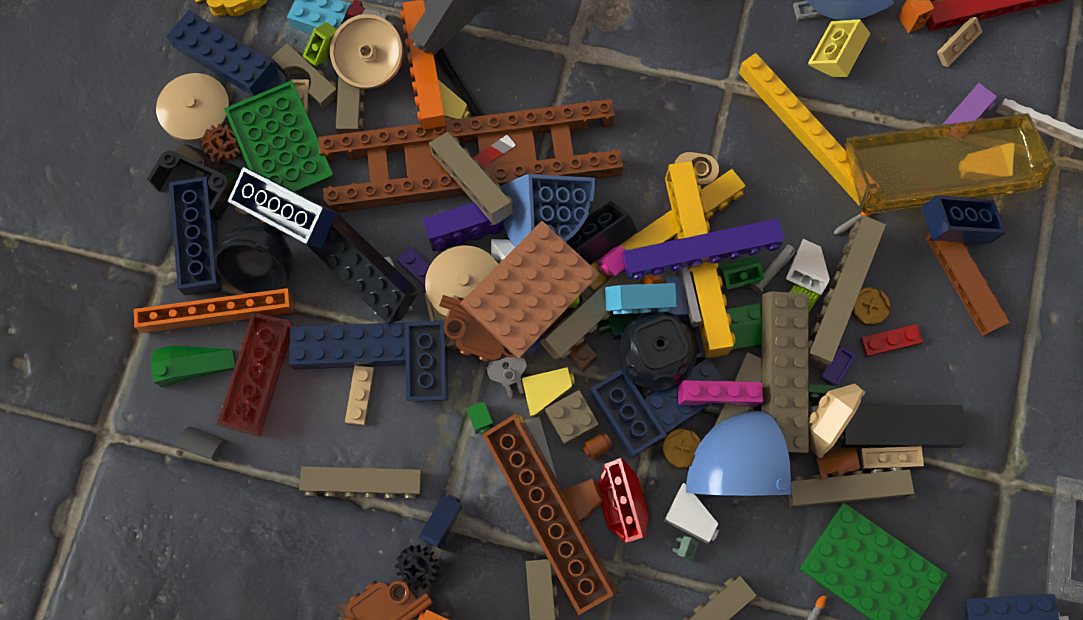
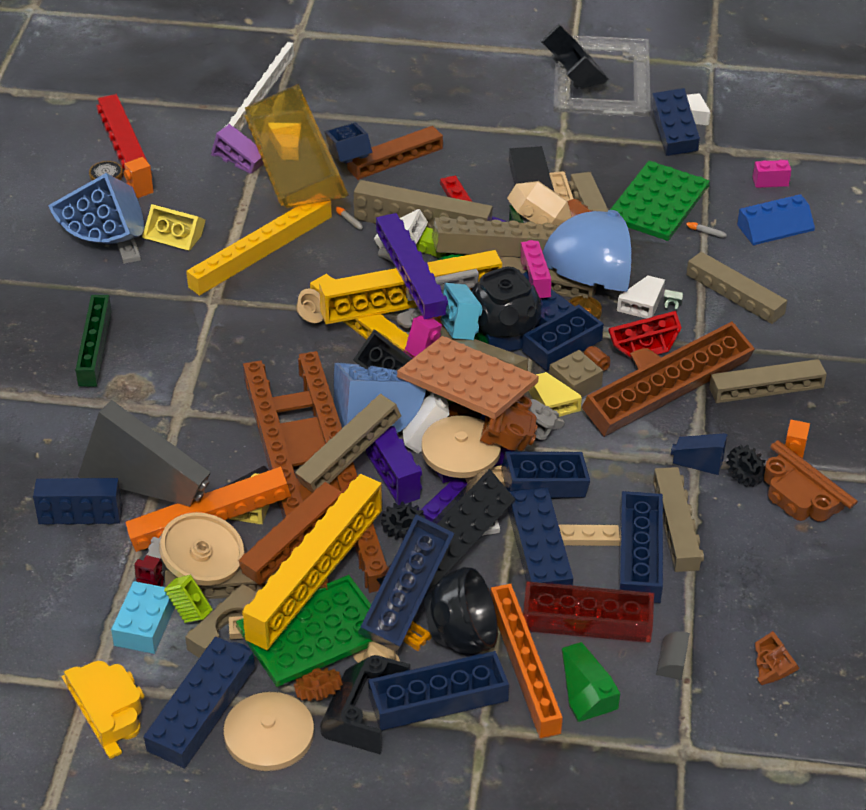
camera: 100 degrees left, 30 degrees down
(181, 535) = (773, 659): none -> dark orange slope
(325, 437) = (641, 543): none -> dark blue brick
(327, 135) = (312, 562): none -> yellow brick
(372, 125) = (279, 543): none -> dark orange brick
(402, 236) = (399, 518): none -> black gear
(480, 418) = (590, 439): green brick -> none
(494, 151) = (303, 445): sticker -> none
(959, 42) = (164, 159): tan plate -> none

